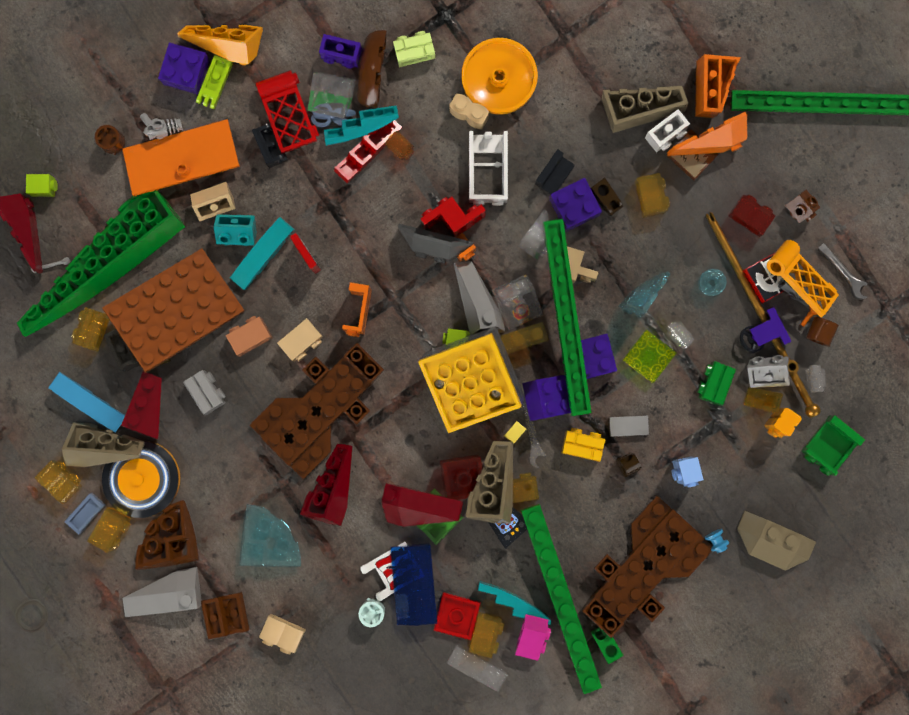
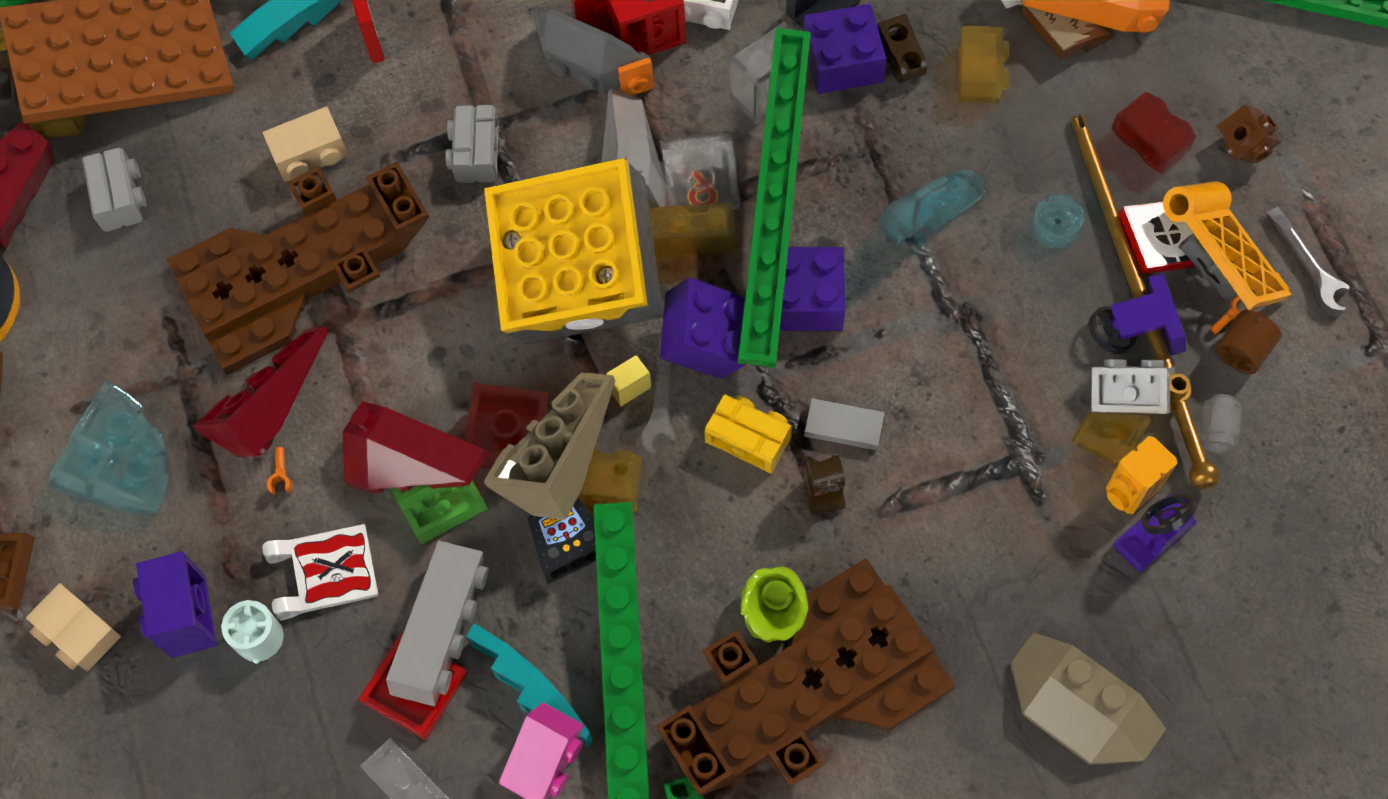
camera: 15 degrees right, 20 degrees down
(248, 336) = (223, 122): nougat brick -> none
(331, 613) = (175, 604): none -> dark purple brick
(353, 526) = (280, 473): none -> orange hand
(365, 291) = (414, 142): orange panel -> none
(390, 314) = (474, 144): none -> light grey brick
(413, 584) = (352, 600): clear blue slope -> none
(461, 586) = (437, 624): none -> light grey brick
(485, 635) = (454, 732): clear yellow brick -> none
(575, 259) = (818, 145): tan brick -> none
(620, 534) = (774, 604): none -> lime hair
(649, 356) = (913, 314): clear neon green plate -> none
(679, 334) = (978, 290): clear brick -> none
(687, 471) = (933, 518): light blue brick -> none
(716, 383) = (1028, 385): green brick -> none
(719, 544) = (966, 678): dark azure wheel -> none
(795, 446) = (1157, 530): none -> dark purple piece
(831, 445) = (1233, 550): green panel -> none

